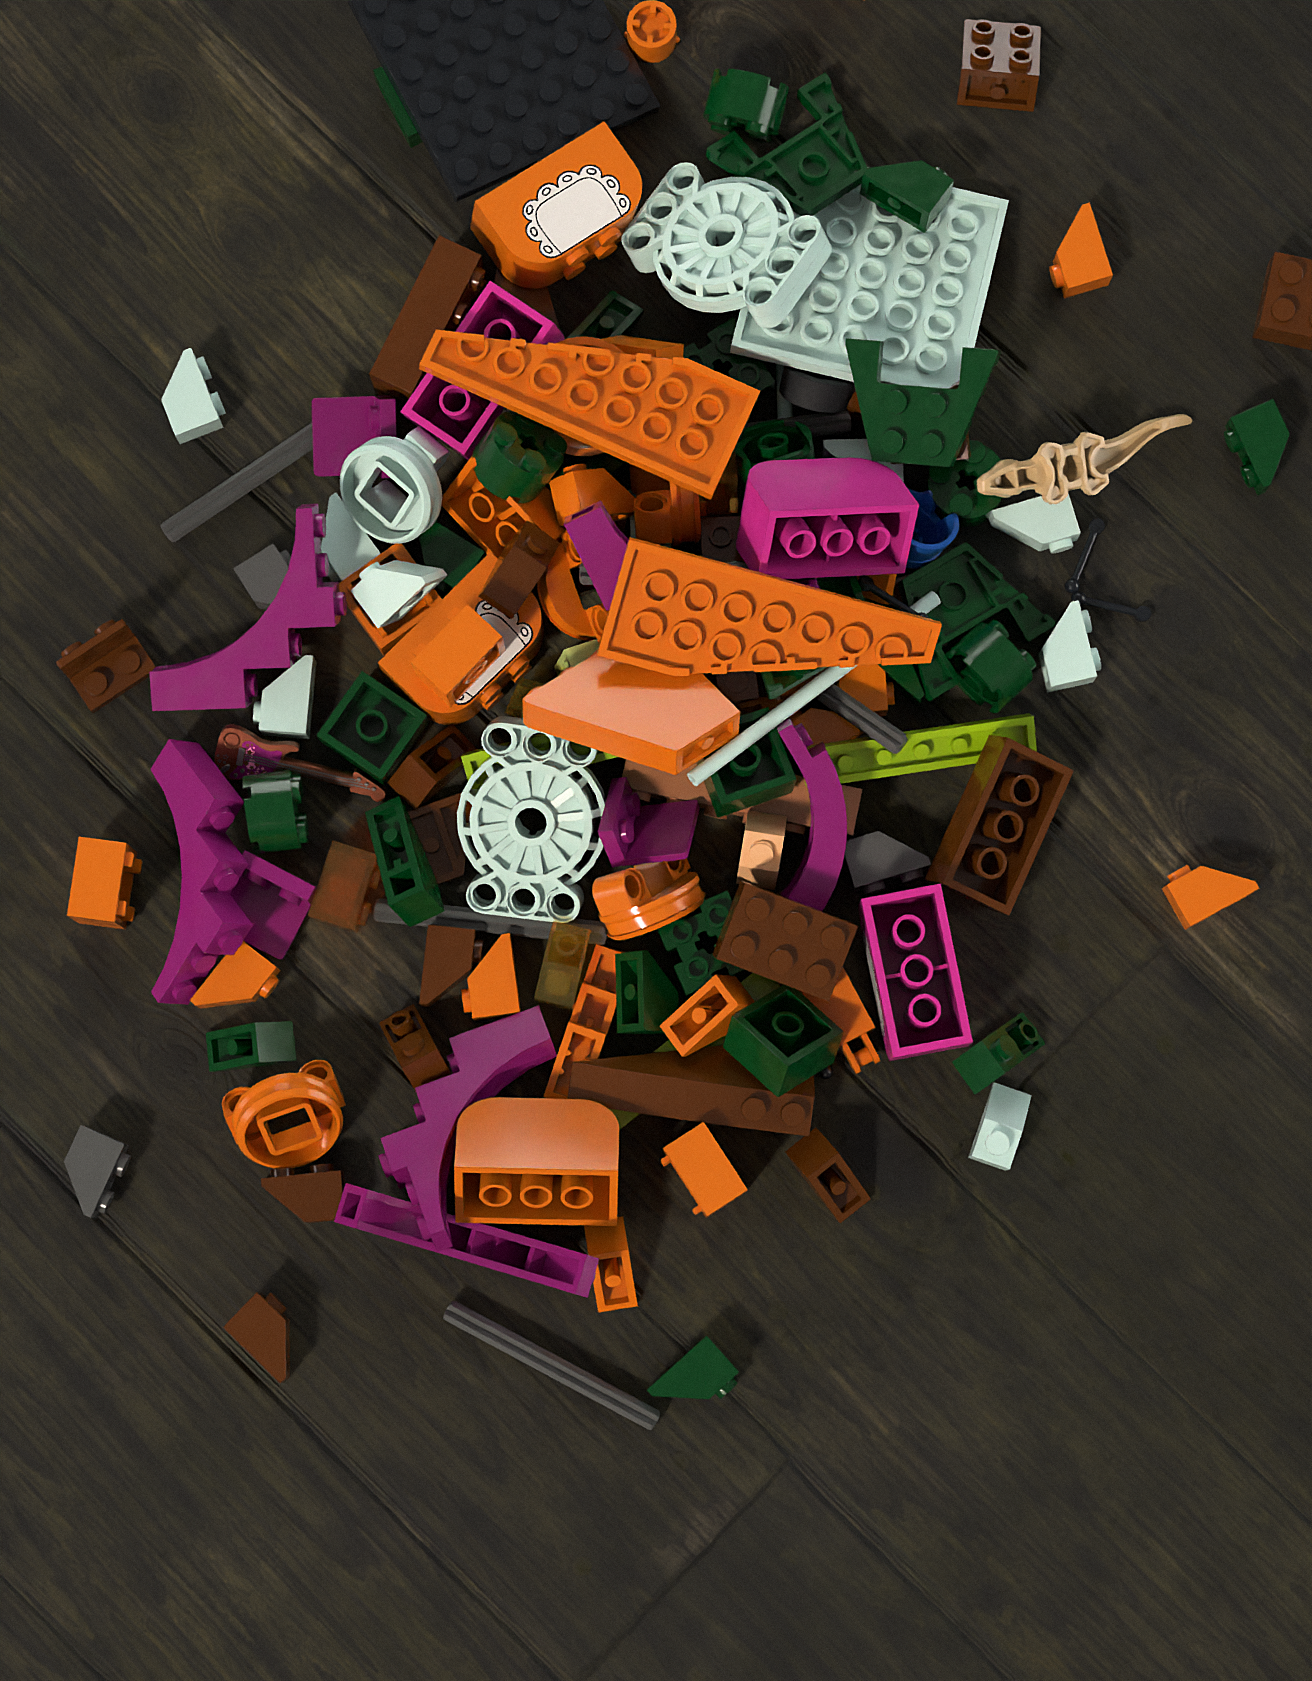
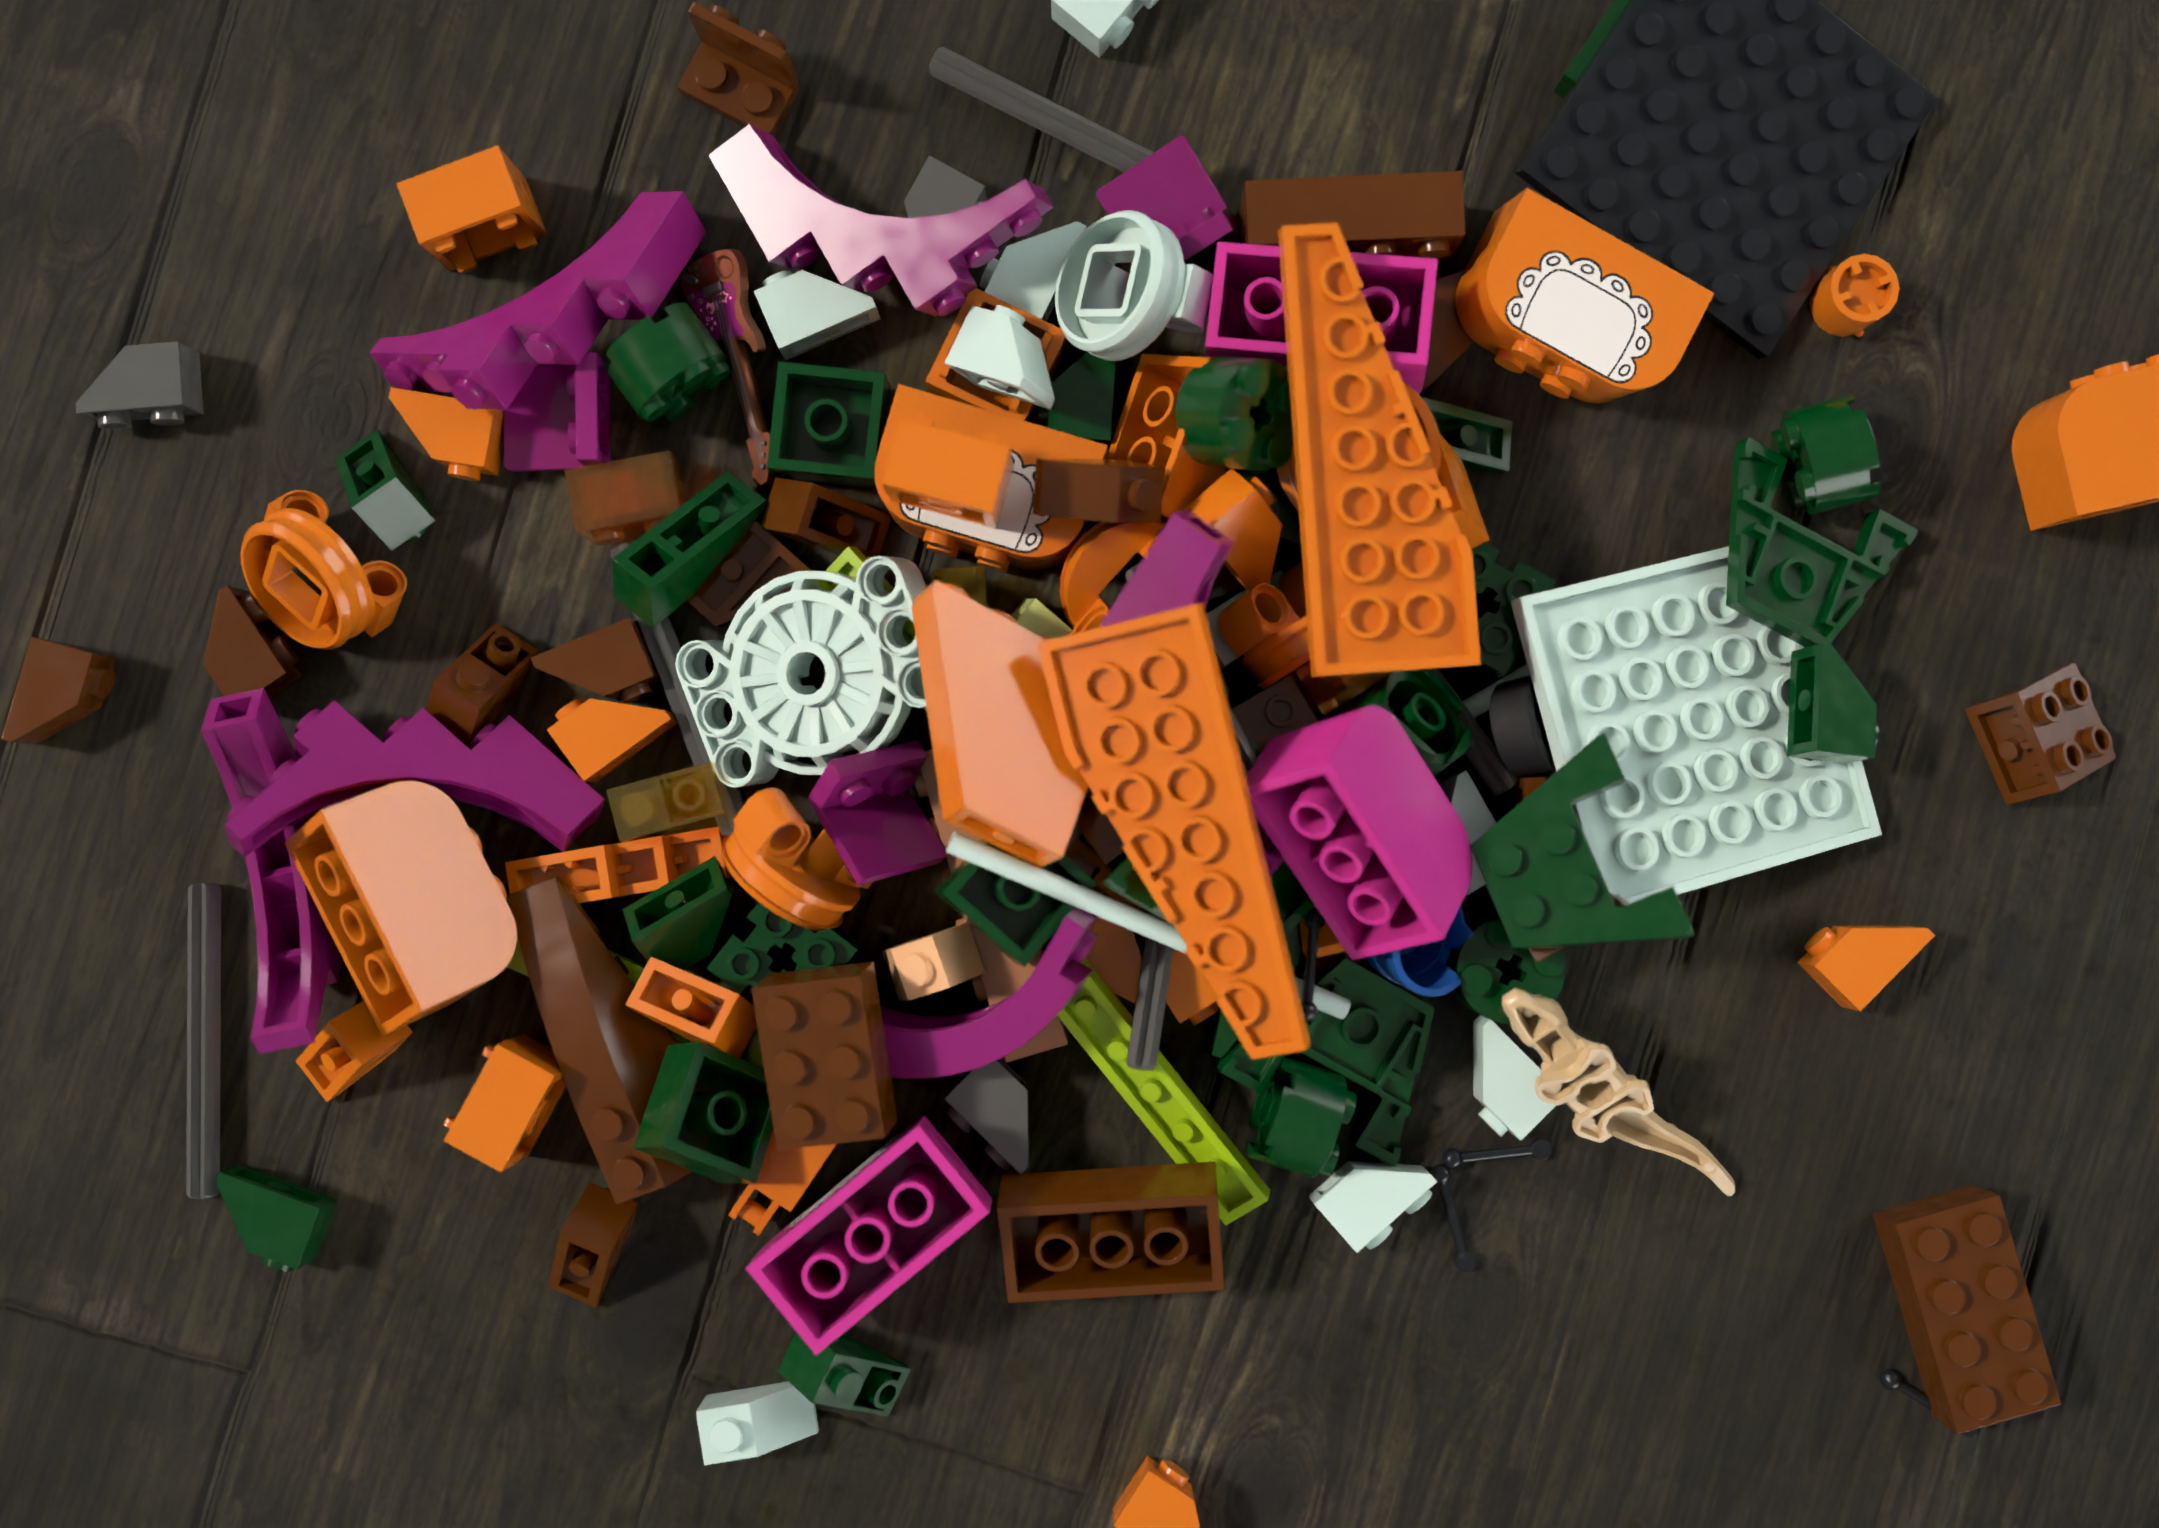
camera: 60 degrees right, 5 degrees up
(761, 254) = (1651, 576): light aqua piece -> none
(1259, 440) = (1747, 1295): dark green slope -> none

